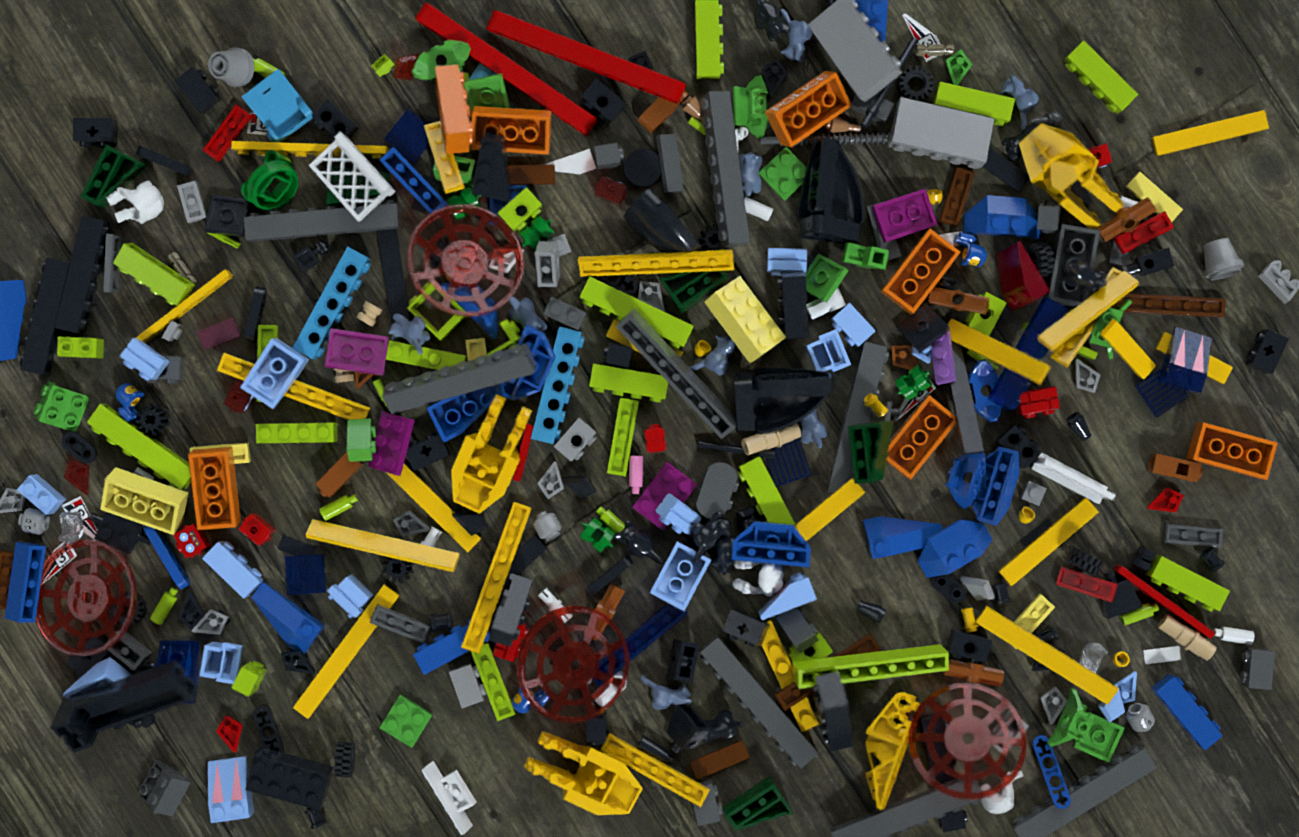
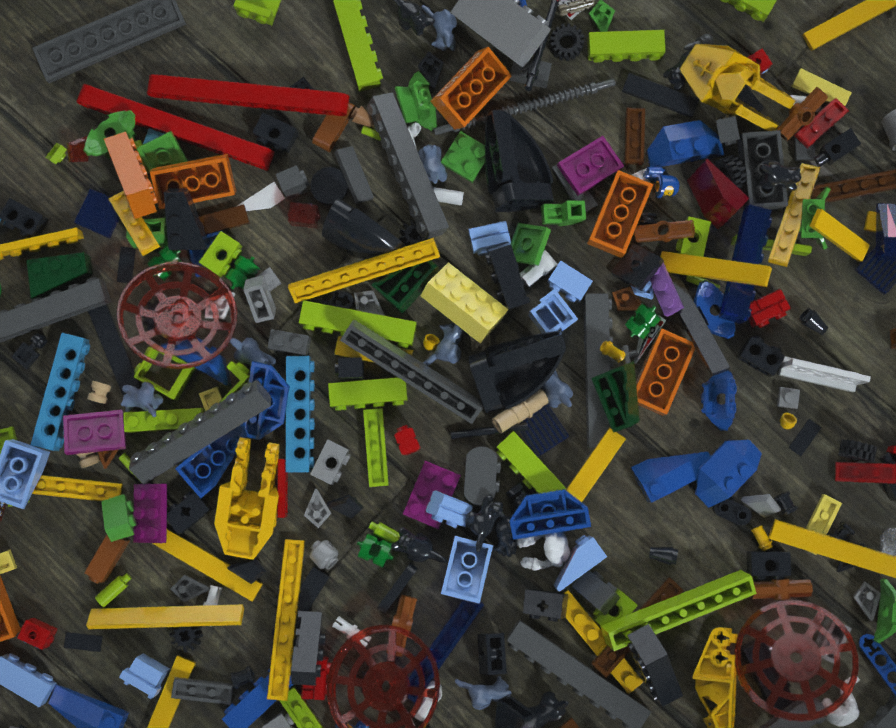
camera: 10 degrees left, 5 degrees down
(296, 433) = (54, 527): lime brick -> none
(305, 574) = (97, 665): clear blue tile -> none
(361, 163) = (53, 248): white fence -> none
(413, 181) = (109, 253): blue brick -> none
(635, 473) = (397, 479): bright pink cylinder -> none
(839, 125) = (504, 98): medium nougat cone -> none
(935, 195) = (614, 141): yellow hinge -> none
(941, 133) = (603, 79): light grey brick -> none
(997, 485) = (751, 399): blue wedge -> none
(1024, 98) = (673, 28): sand blue animal -> none
(1048, 541) = (816, 441): yellow tile -> none
(1085, 377) = (806, 274): light grey piece -> none
(1088, 310) = (791, 207): yellow tile -> none

